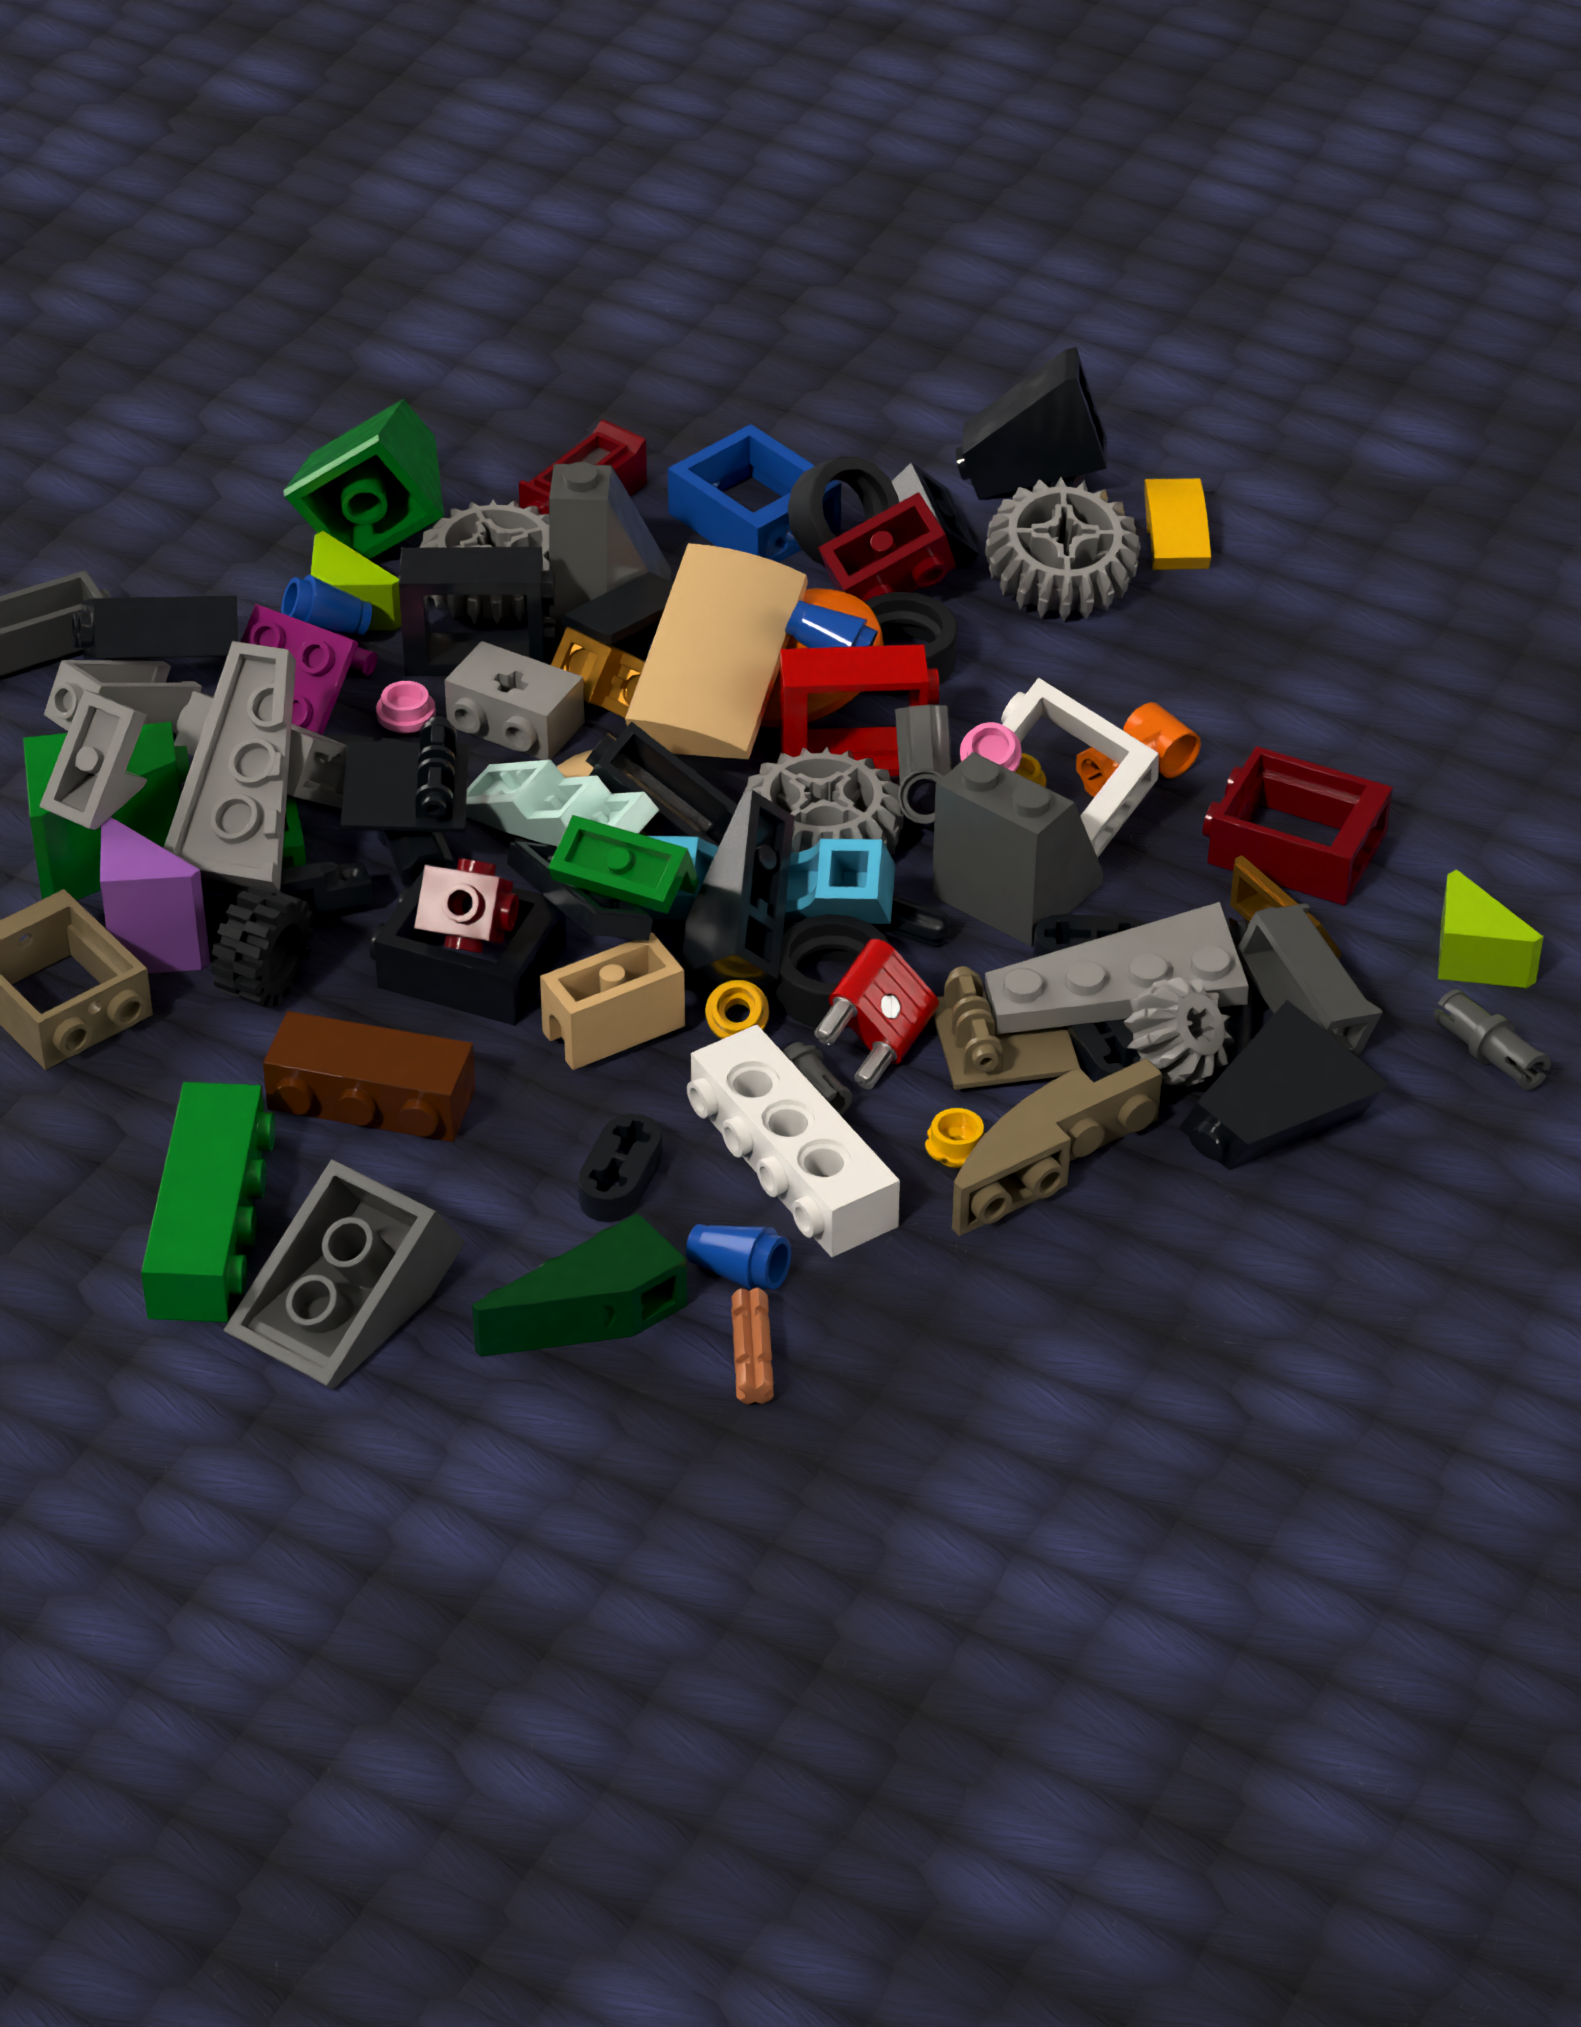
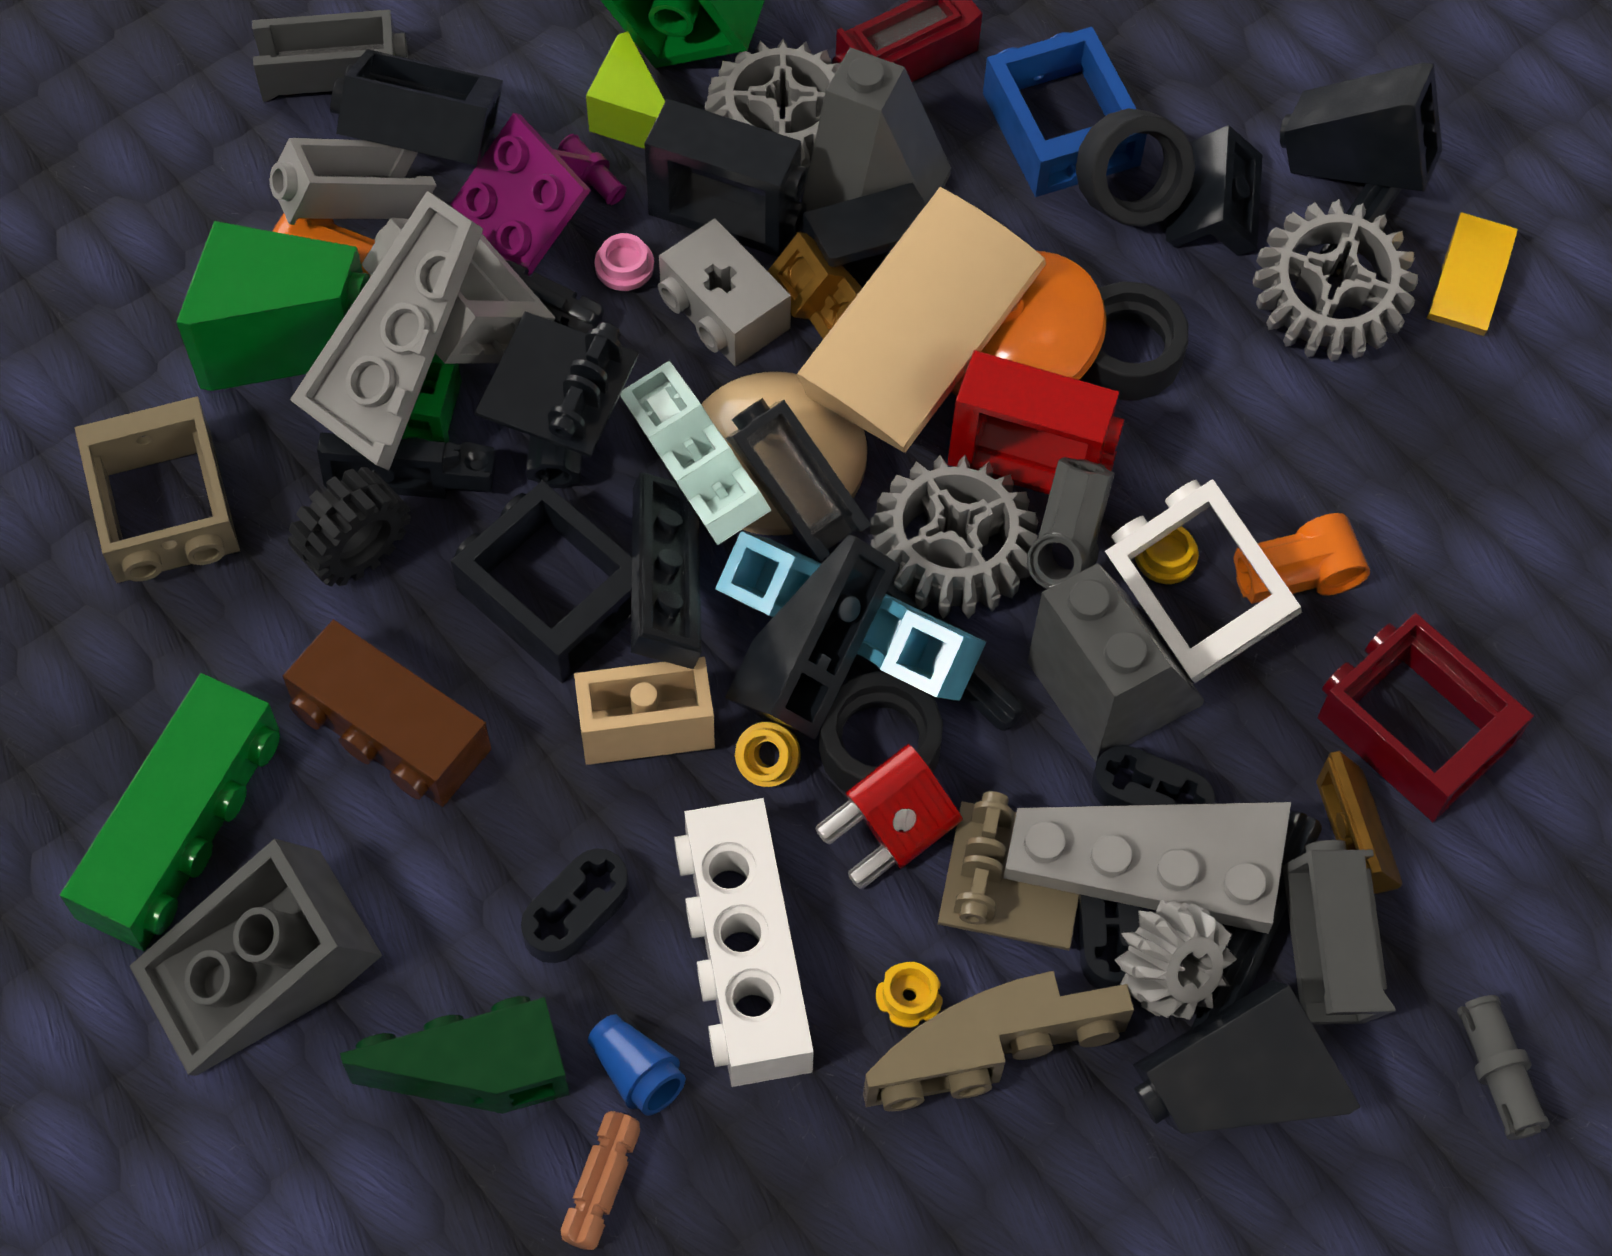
camera: 20 degrees right, 20 degrees up
(91, 767) = (245, 293): light grey slope -> none
(152, 901) = (255, 439): medium lavender slope -> none
(326, 606) = (591, 125): blue cone -> none
(446, 900) = (533, 568): brick -> none
(622, 864) = (697, 577): green panel -> none
(809, 1062) = (802, 868): dark grey pin -> none
(827, 628) = (1038, 338): blue cone -> none
(890, 552) = (1152, 241): dark red brick -> none
(993, 743) = (1129, 550): bright pink plate -> none
(1484, 939) = (1548, 932): lime slope -> none

